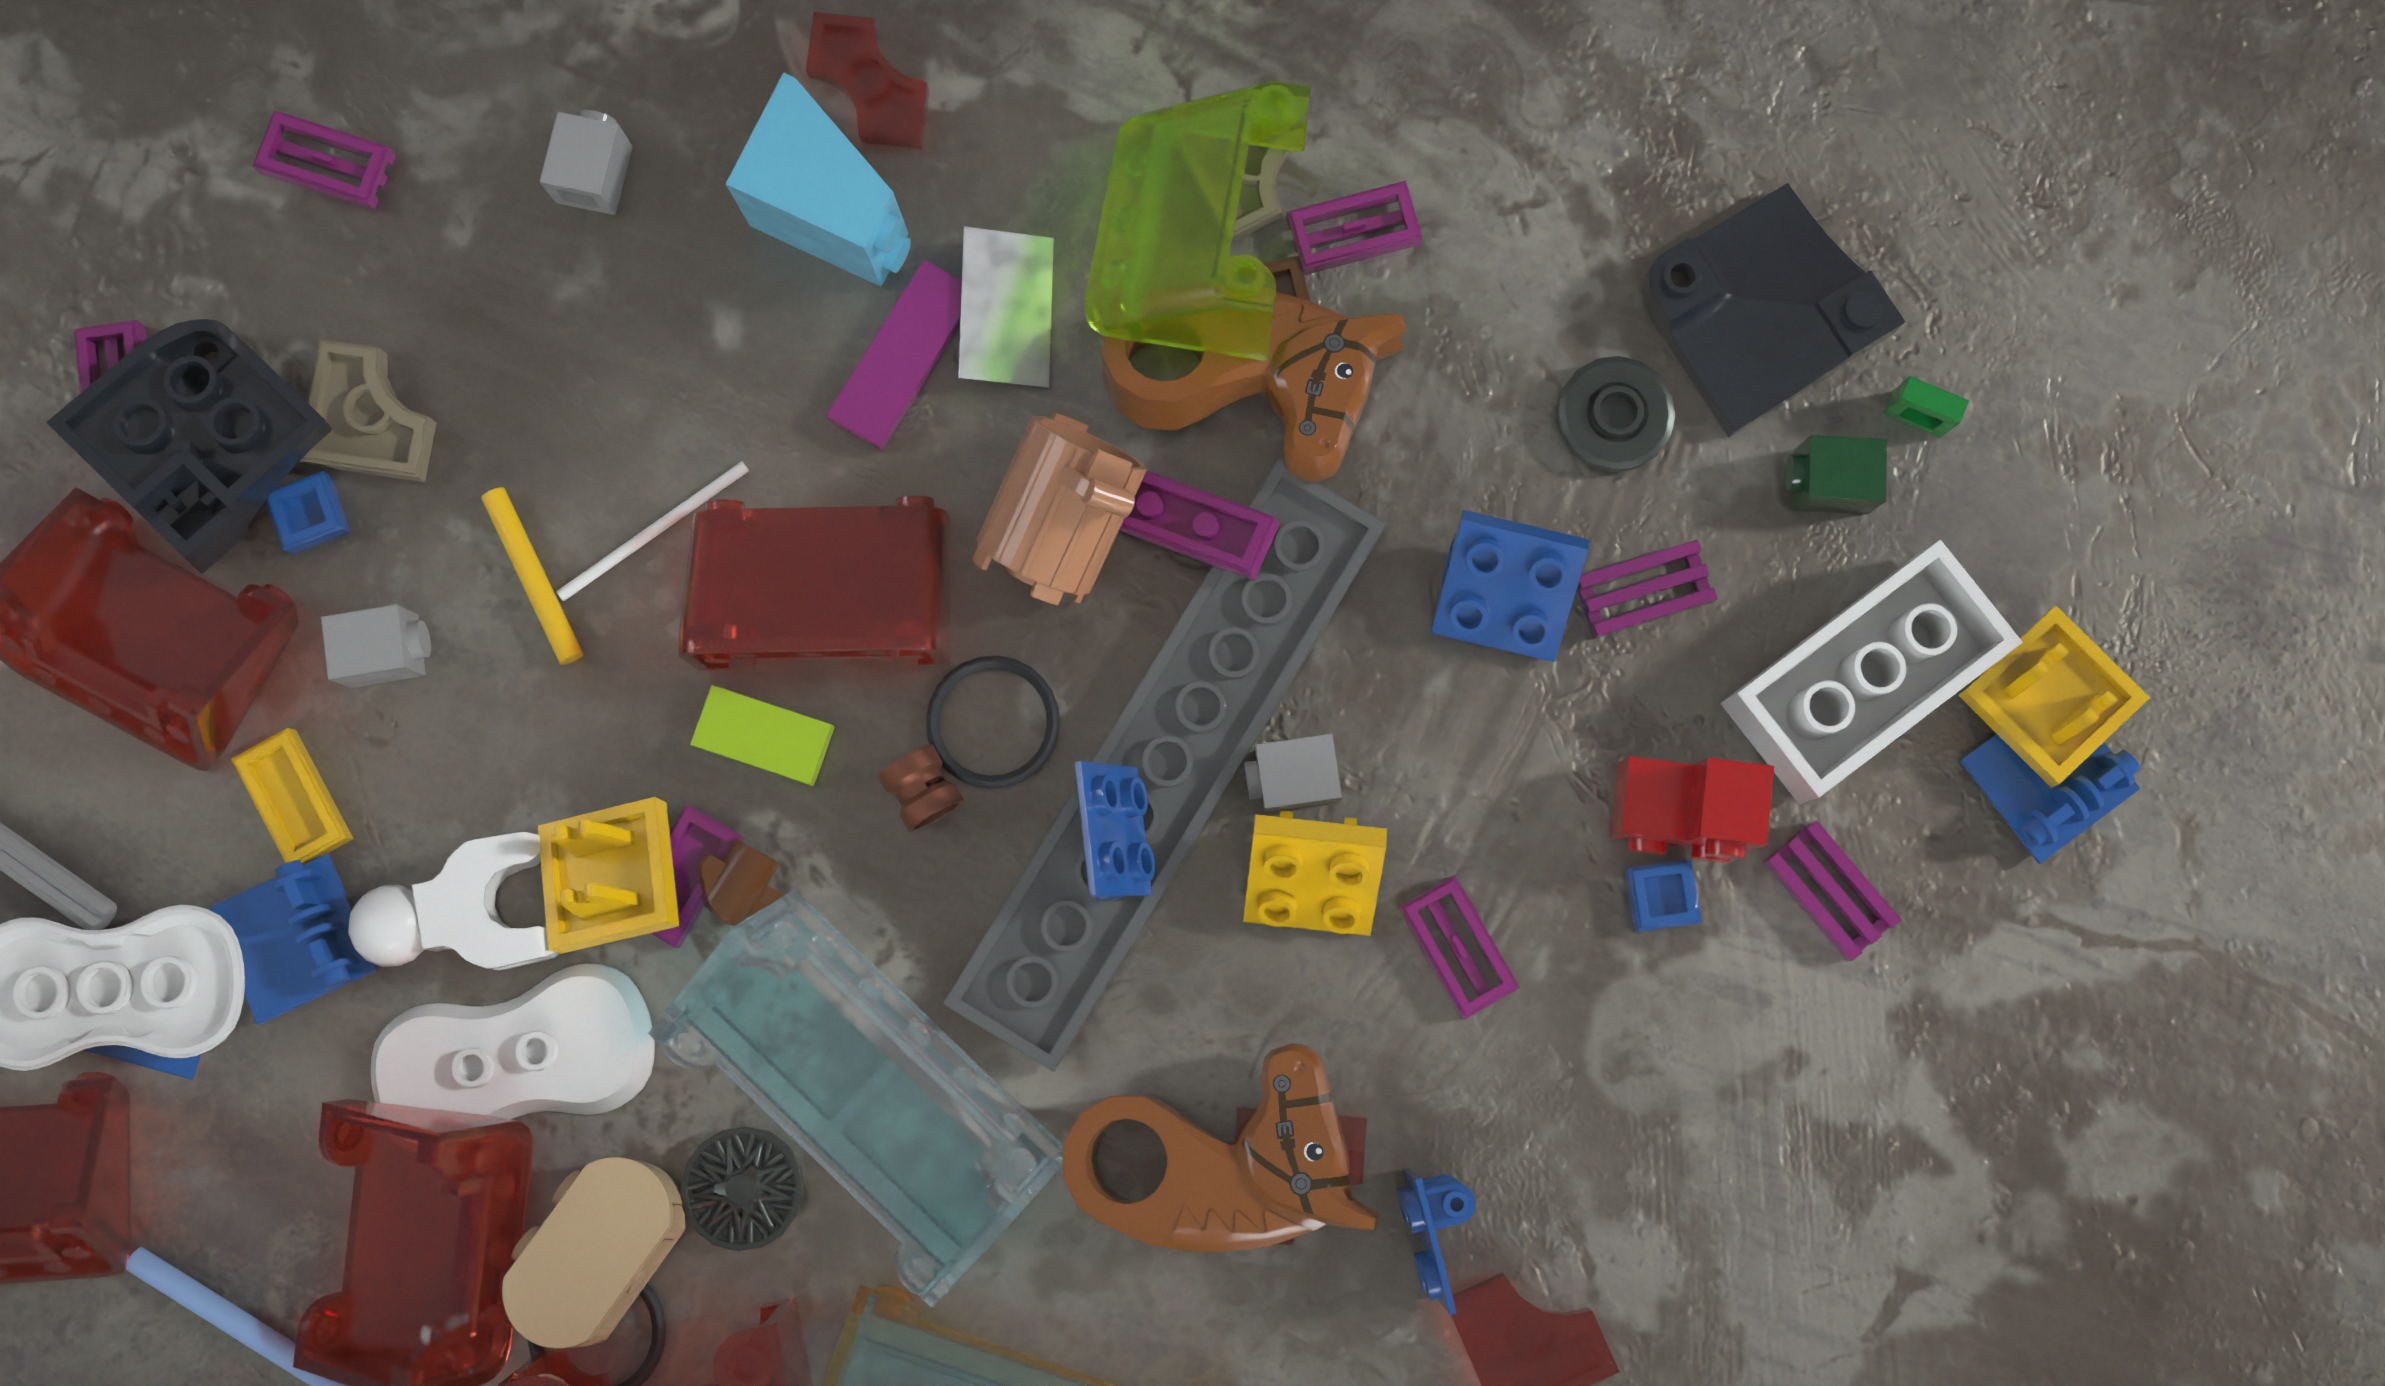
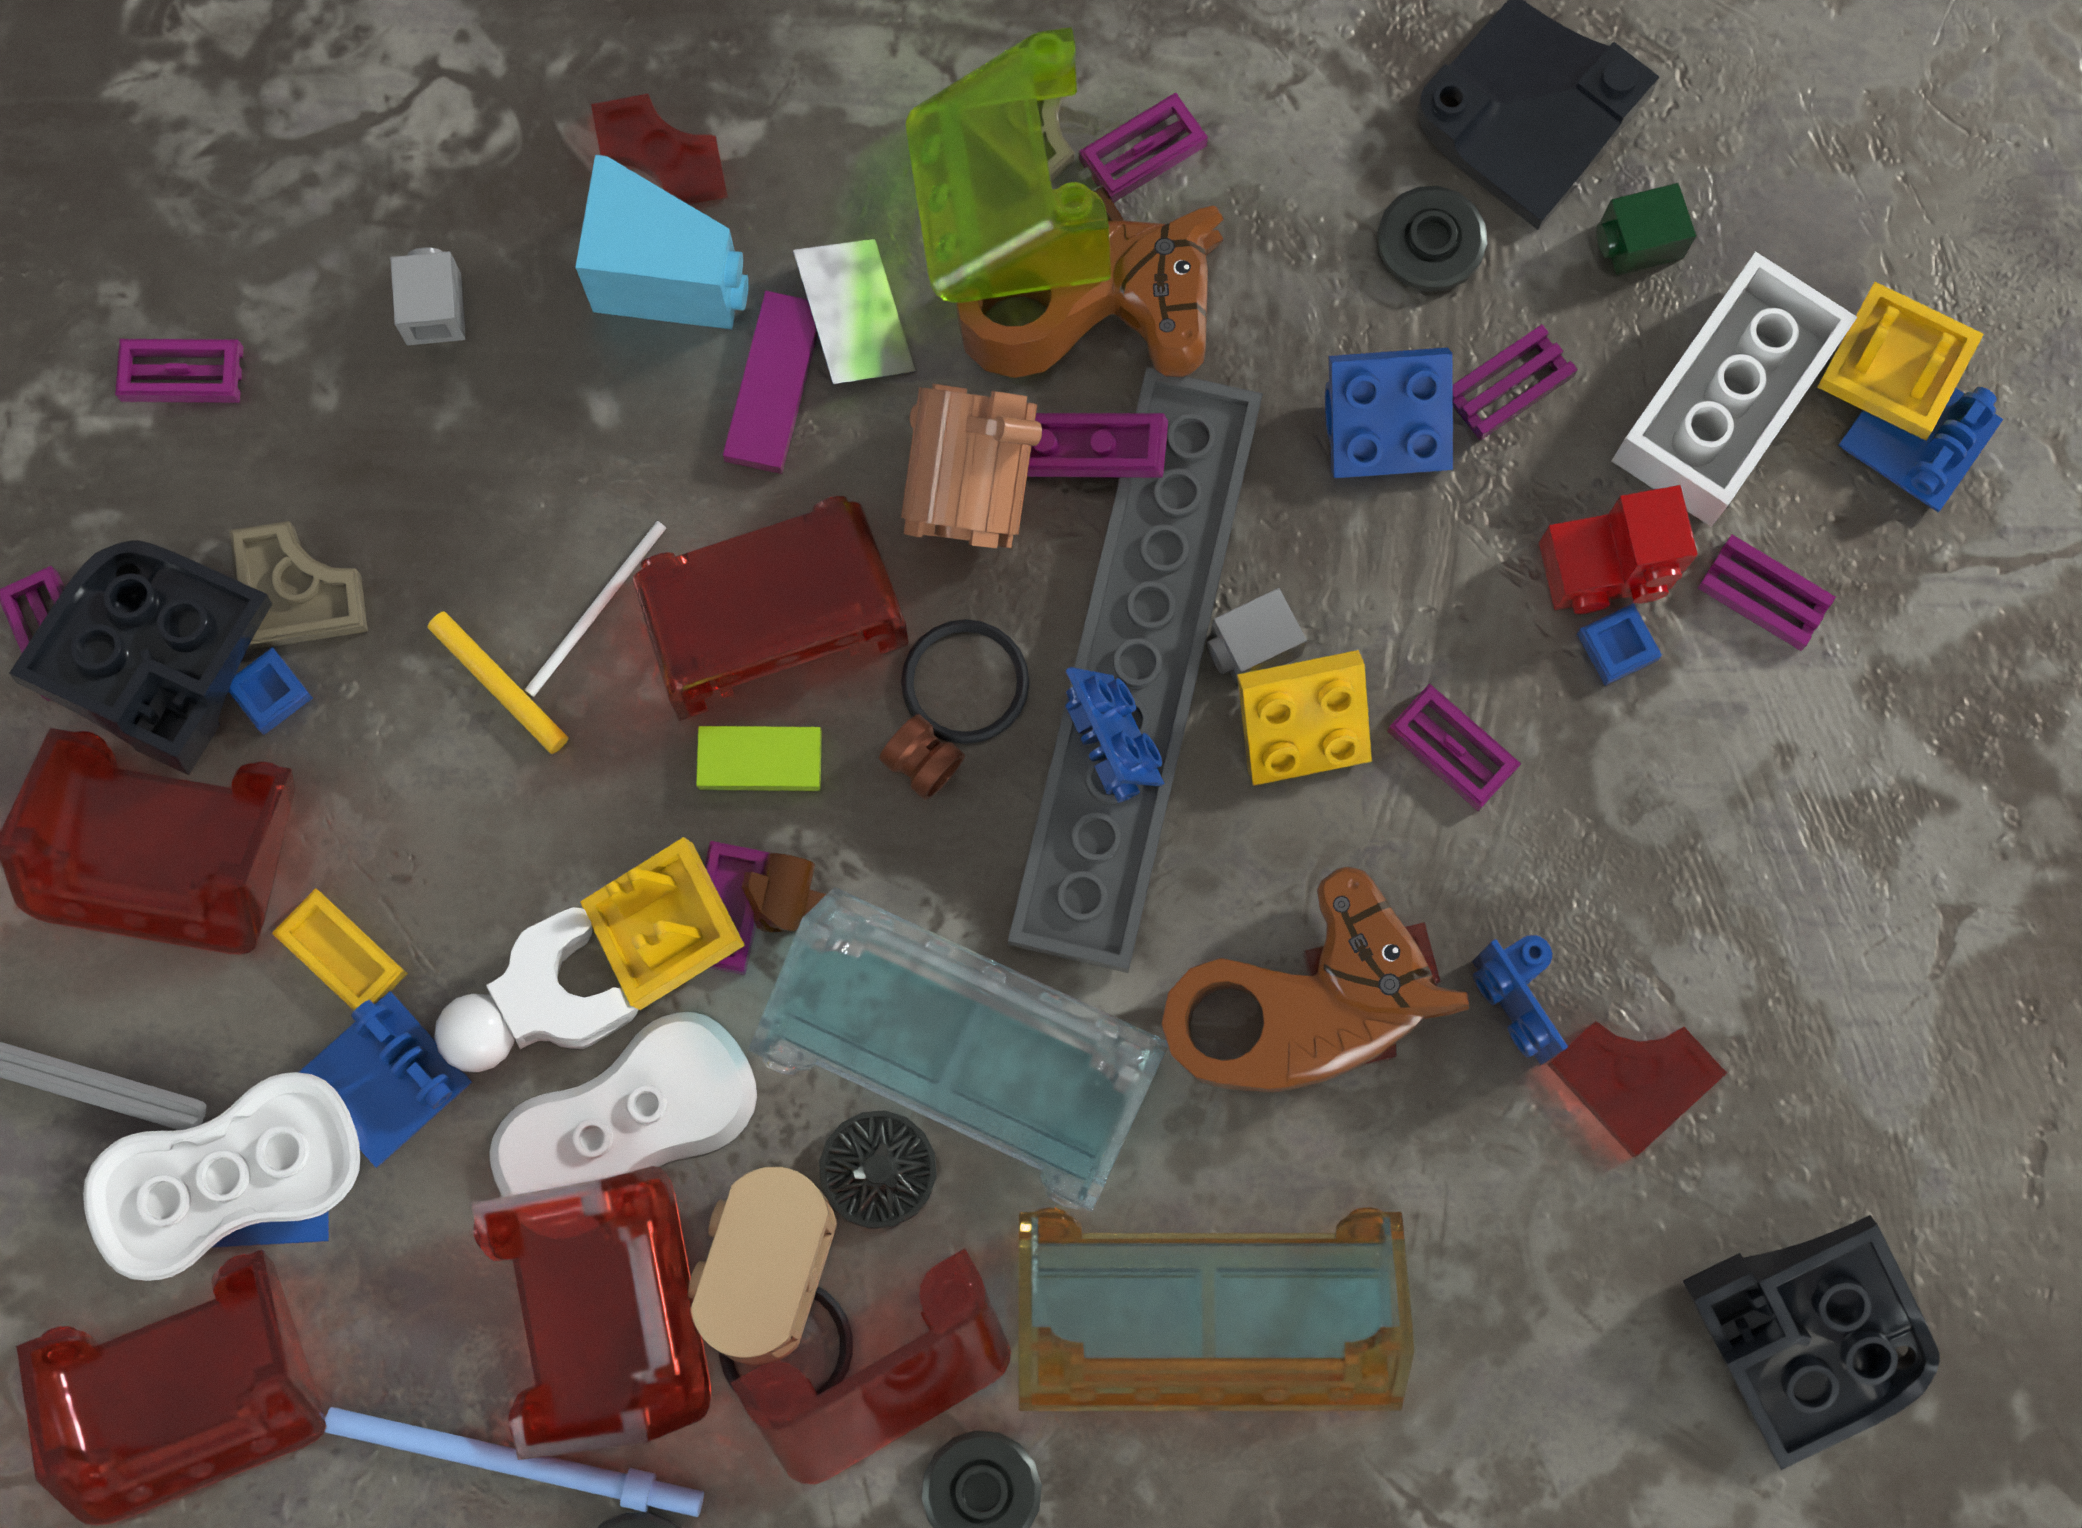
camera: 20 degrees left, 5 degrees down
(375, 646) = (376, 787): light grey brick -> none
(1925, 407) = (1701, 148): green tile -> none

